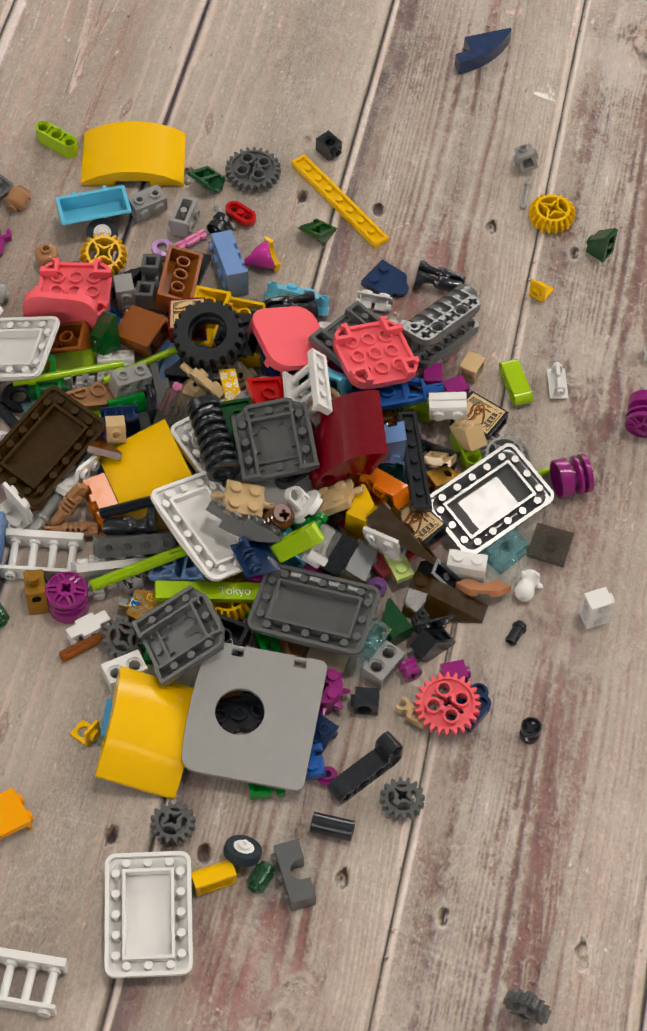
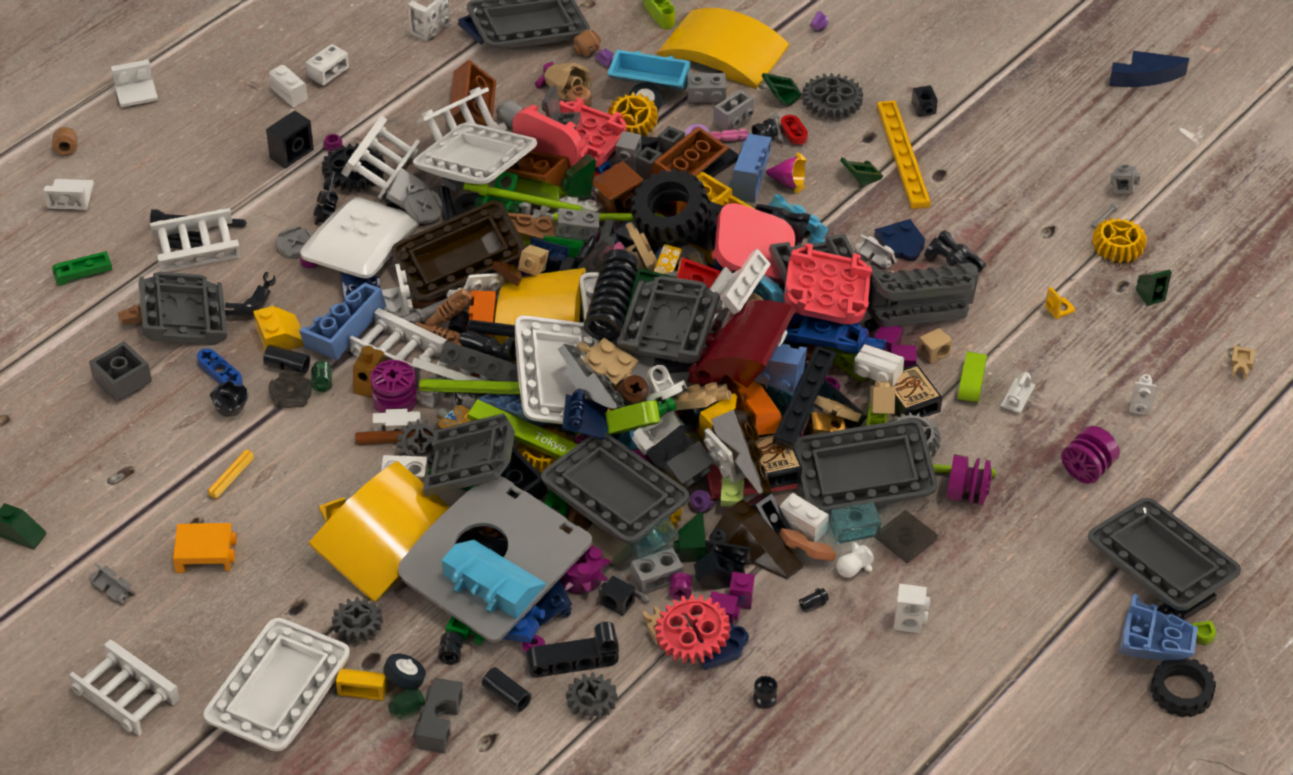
camera: 30 degrees right, 10 degrees down
(24, 241) = (567, 76): none -> tan cone
(41, 206) = (605, 57): none -> medium lavender plate
(56, 284) = (551, 106): none -> dark grey bracket
(82, 513) = (459, 322): none -> black wheel
(199, 102) = (819, 21): none -> medium lavender plate
(264, 811) = (450, 649): none -> black wheel
(268, 736) = (491, 578): none -> medium azure piece
(354, 683) = (644, 597): none -> light grey hinge
(459, 649) = (743, 587): none -> magenta brick

